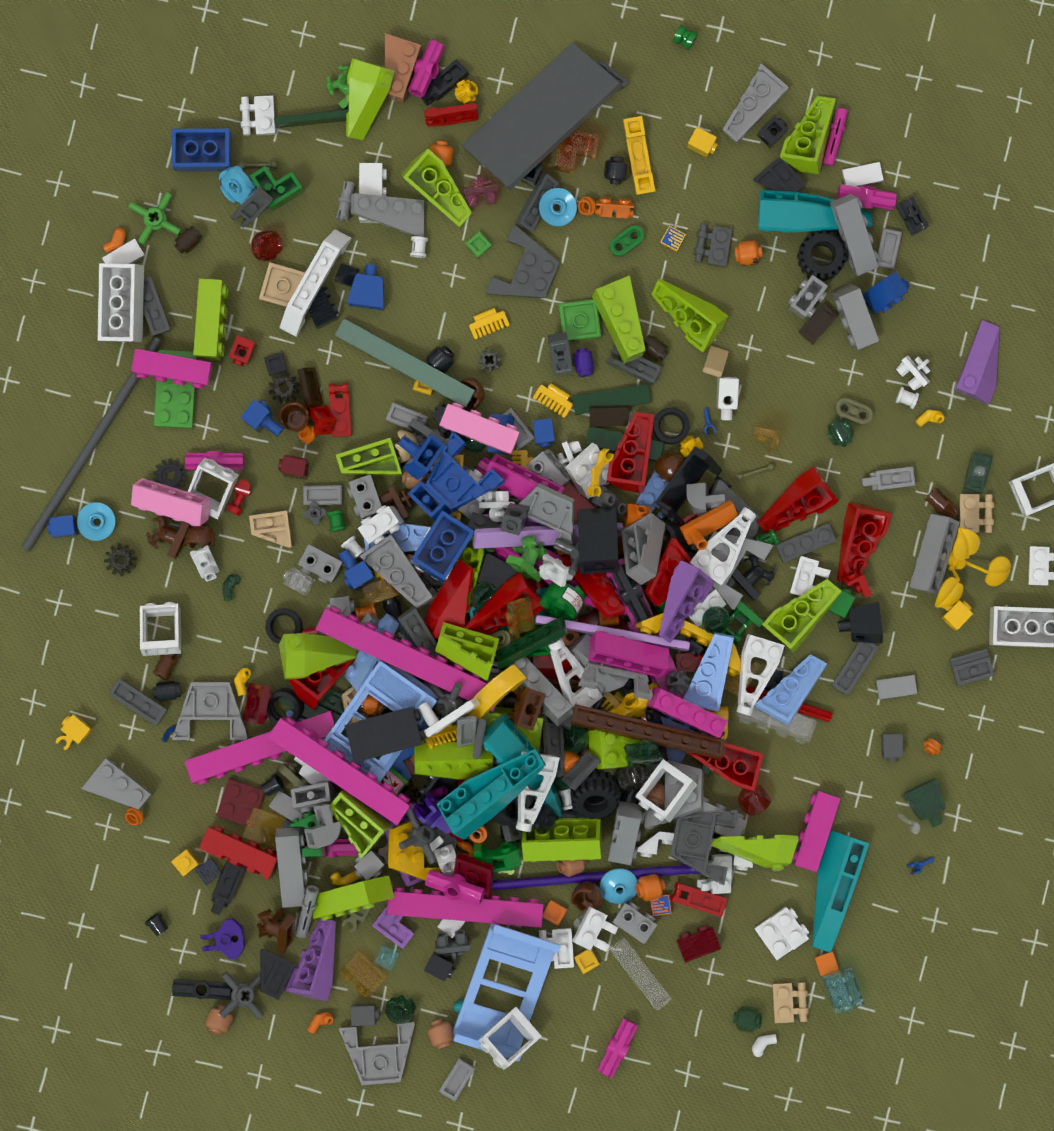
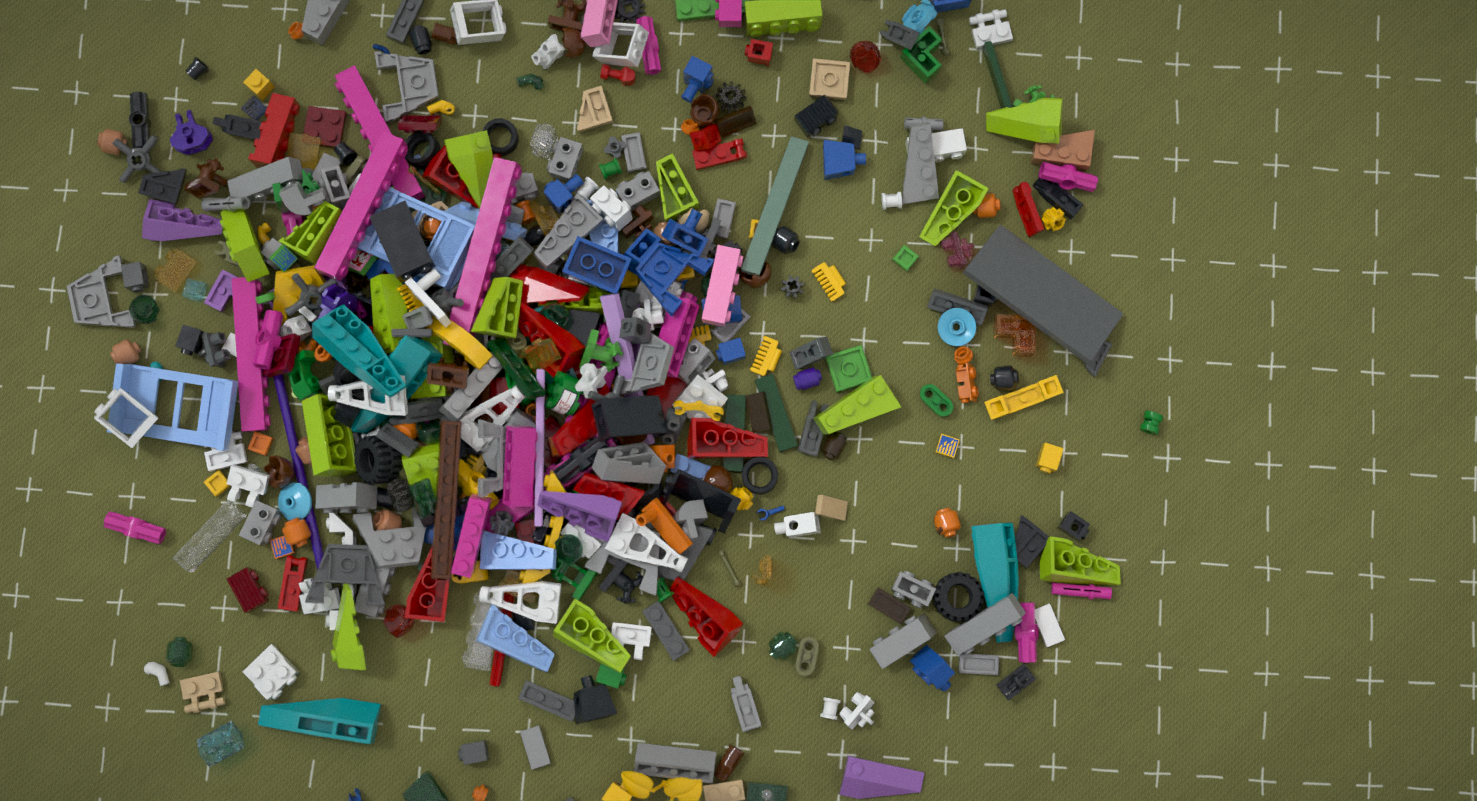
camera: 80 degrees right, 5 degrees down
(276, 364) = (752, 87): black tile -> none
(294, 467) = (654, 117): dark red brick -> none
(307, 717) = (412, 170): none -> clear yellow hinge
(312, 281) = (840, 104): white slope -> none
(320, 1019) = (126, 237): orange arm -> none
(378, 857) = (283, 258): none -> tile
(412, 883) = (265, 297): none -> bright green tile
(456, 1079) = (84, 377): light grey tile -> none
(533, 272) = (886, 315): dark grey wing -> none
(688, 787) = (382, 542): white window -> none
(695, 316) = (874, 480): lime wedge -> none
(719, 245) = (948, 493): dark grey plate -> none
(758, 99) = (1108, 509): light grey wing -> none
(816, 830) = (379, 690): dark pink brick -> none
(826, 963) = (246, 722): orange tile -> none
(858, 581) = (637, 686): red bracket -> none
(860, 535) = (684, 685): red wedge -> none
(914, 827) = (396, 790): clear hand -> none
(930, 416) = (816, 735): yellow arm -> none

